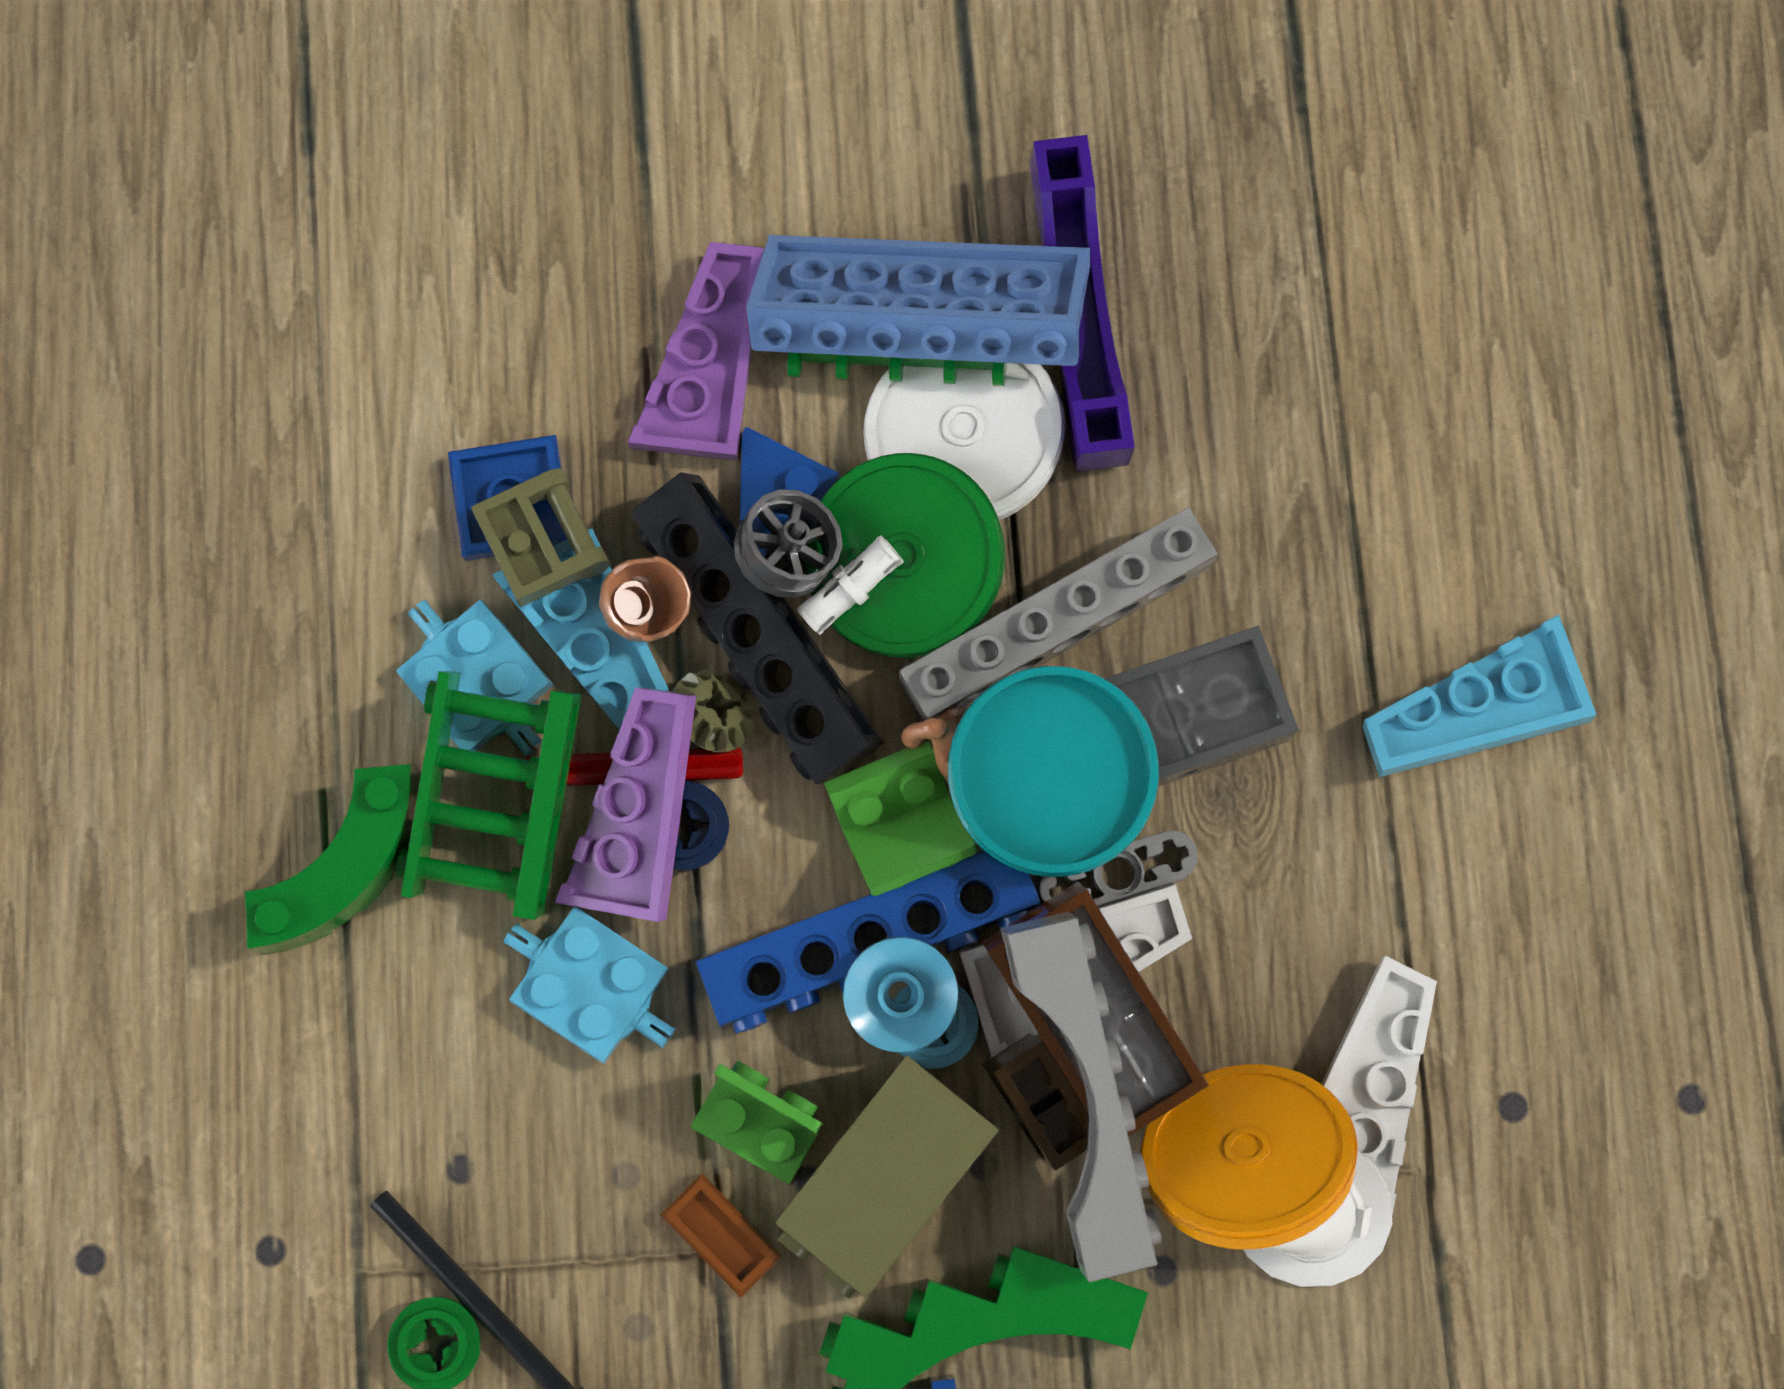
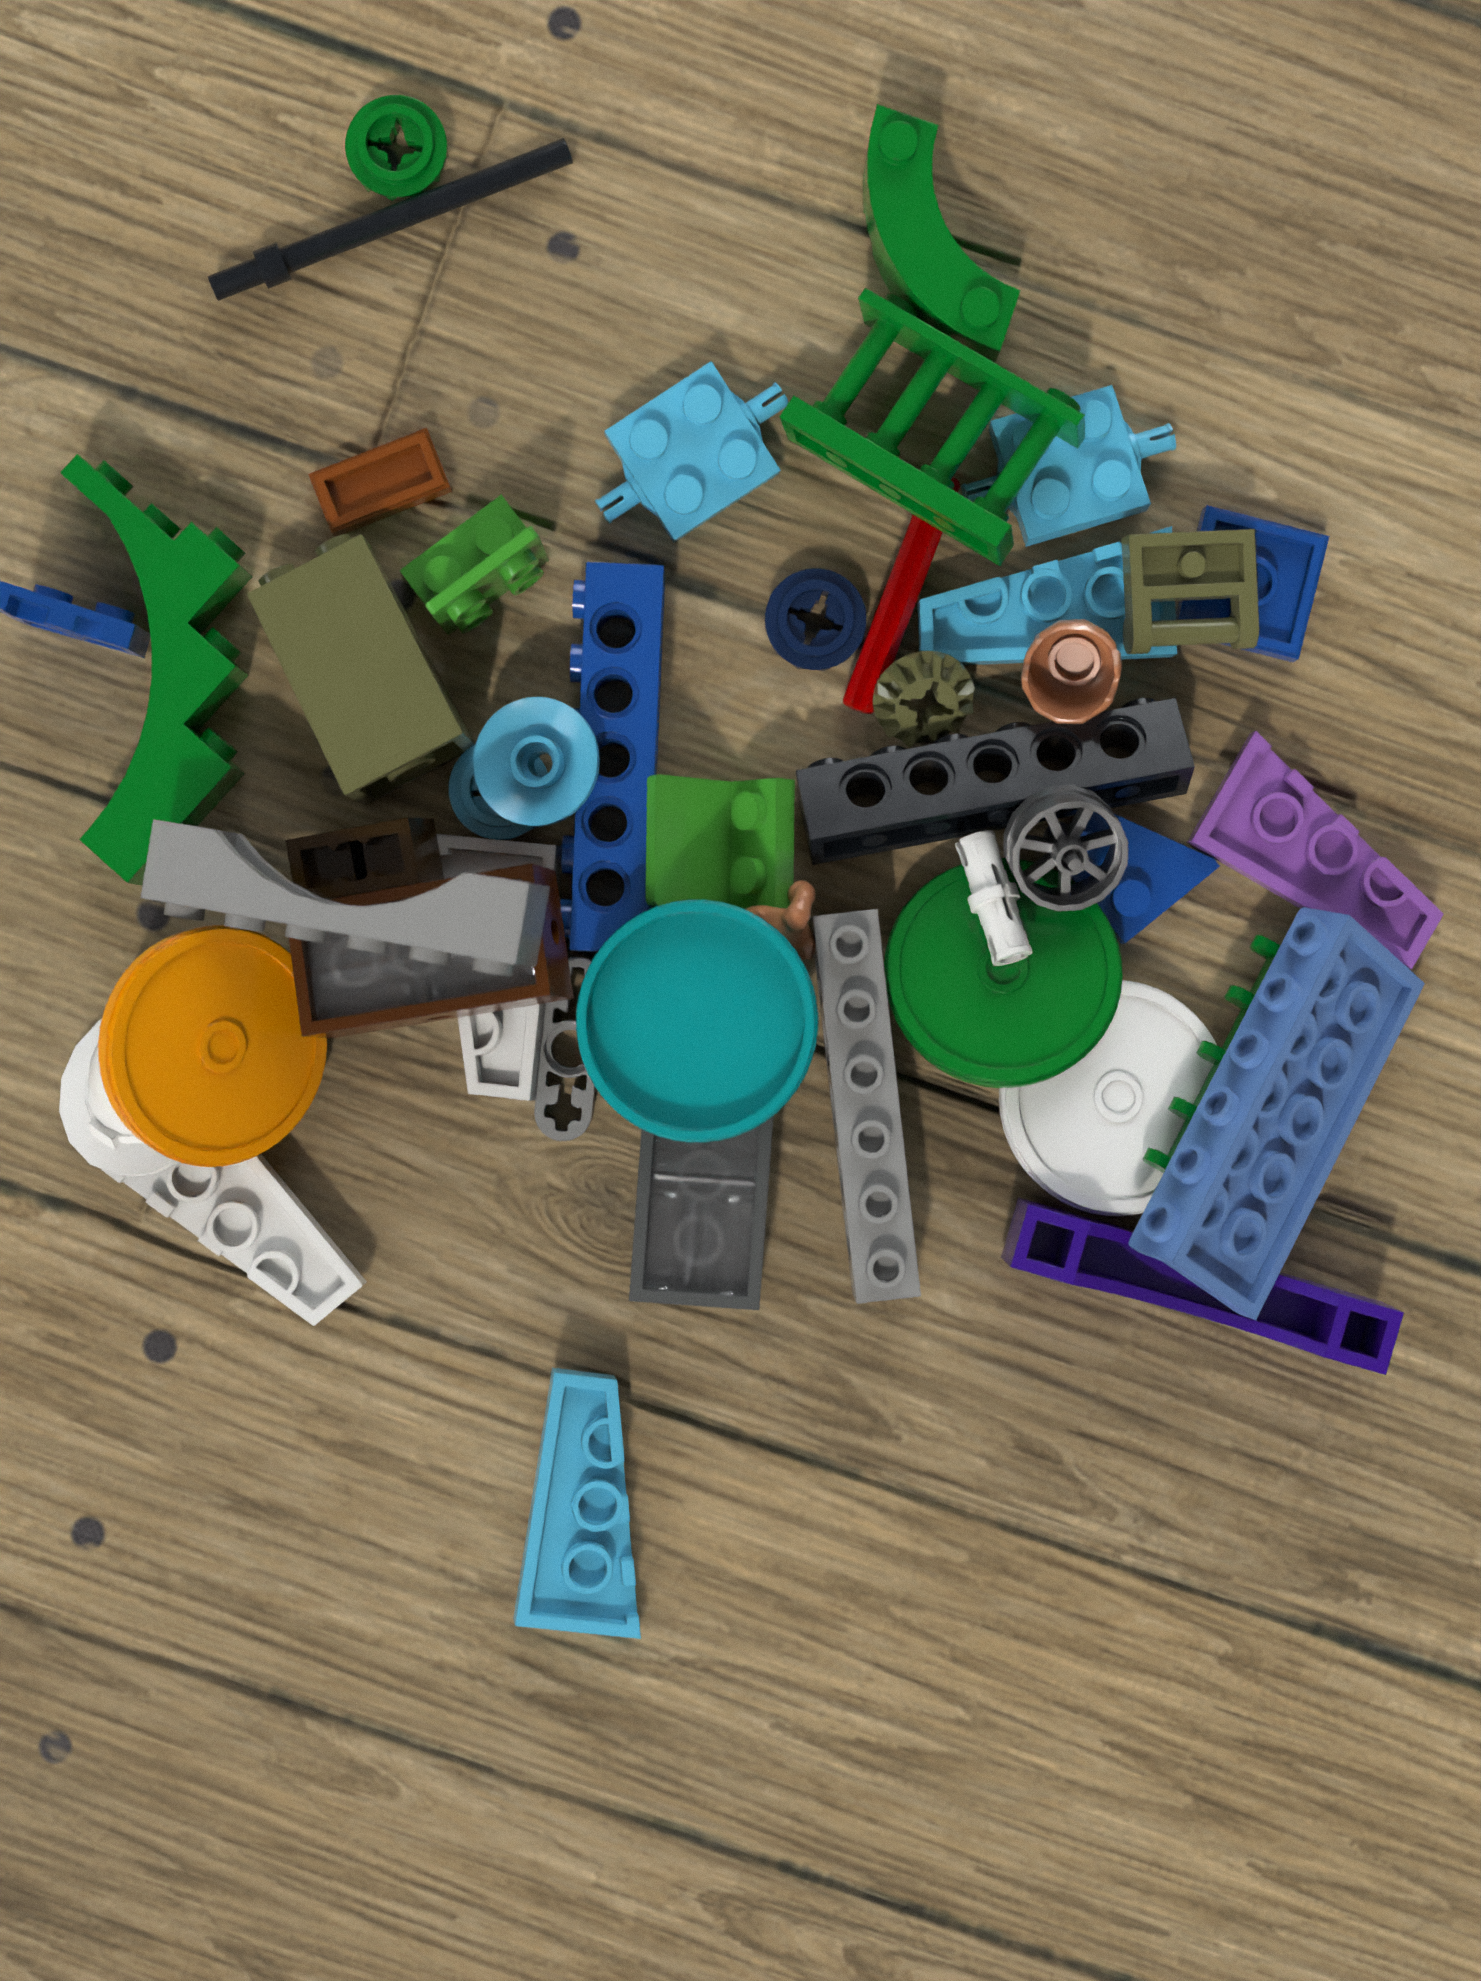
camera: 115 degrees right, 10 degrees up
(632, 836) = (832, 561): medium lavender wing -> none

